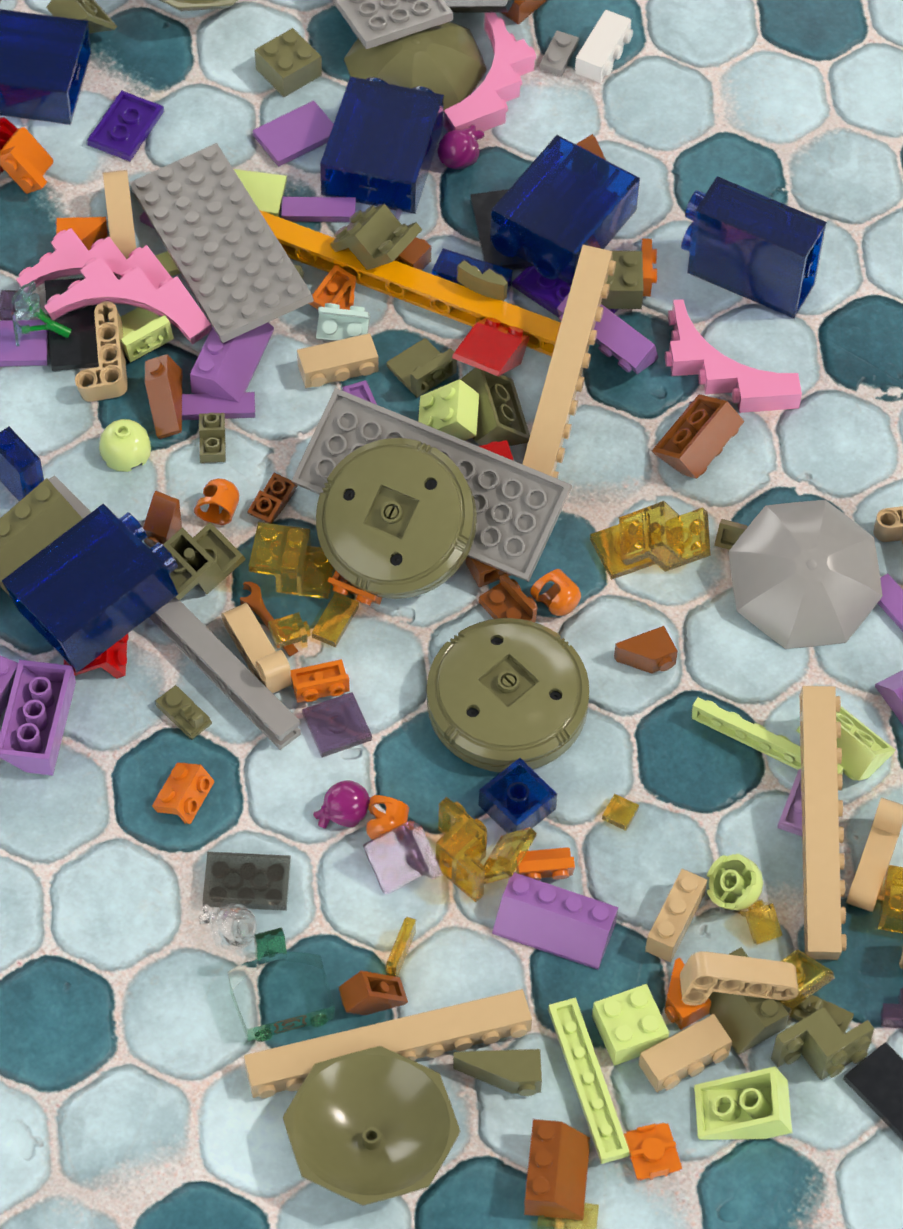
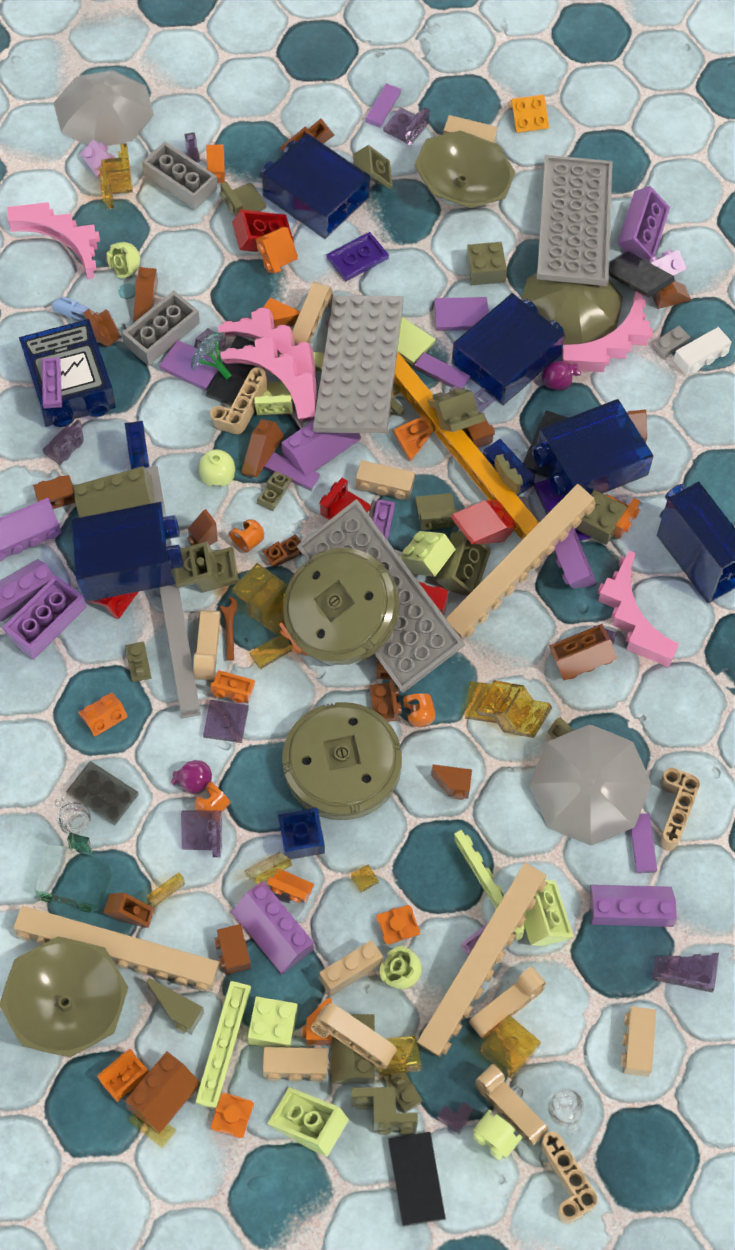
camera: 30 degrees right, 5 degrees up
(289, 630) = (234, 644): clear yellow bracket -> none
(302, 411) = (338, 499): none -> red bracket
(340, 324) = (402, 457): light aqua bracket -> none
(461, 848) = (243, 846): clear yellow bracket -> none
(497, 1178) = (123, 1075): none -> orange bracket
(526, 969) = (233, 949): none -> dark orange brick
(694, 840) = (398, 924): none -> orange piece
(762, 921) = (404, 1004): clear yellow bracket -> none

